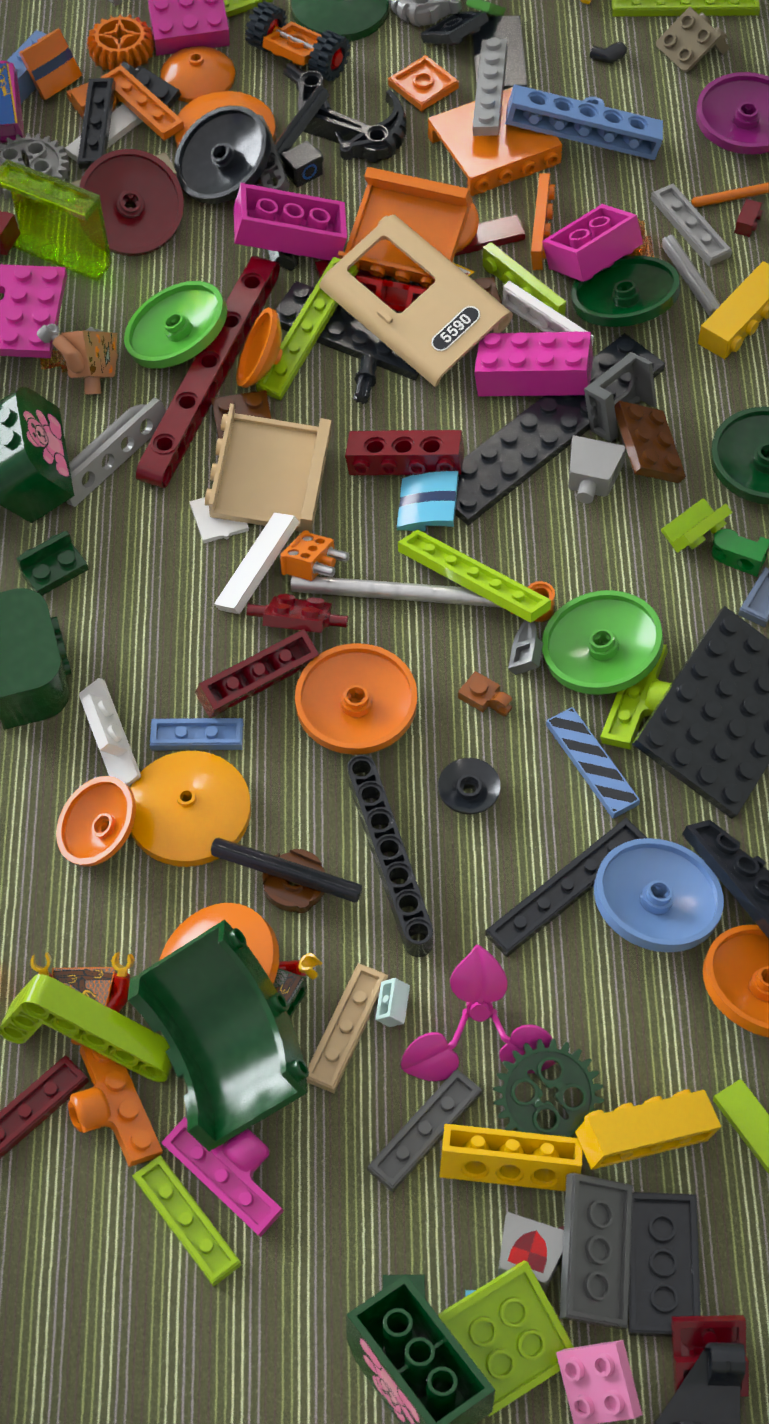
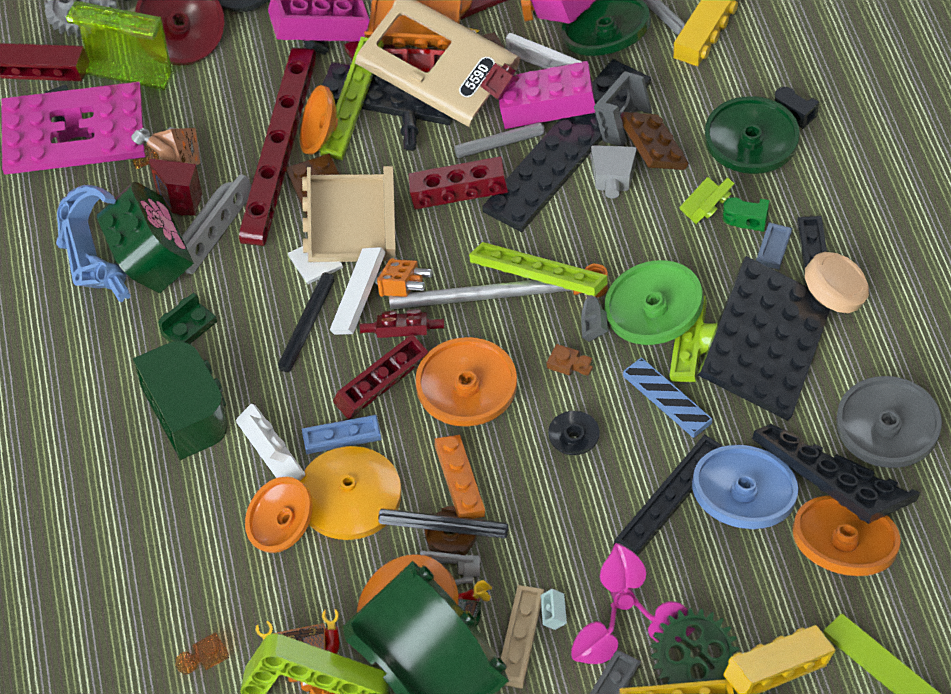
camera: 10 degrees left, 5 degrees down
(81, 399) = (178, 185): none -> dark red slope
(175, 324) = (242, 113): bright green dish -> none
(189, 590) = (306, 322): none -> black axle
(302, 927) = (466, 564): none -> light grey plant
(320, 815) = (459, 477): none -> orange plate
(390, 867) = (527, 506): black beam -> none
(428, 500) = (485, 217): medium azure slope -> none
(467, 408) = (499, 140): none -> light grey axle
(480, 336) = (499, 80): none -> dark red bracket
(507, 269) = (505, 24): lime plate -> none

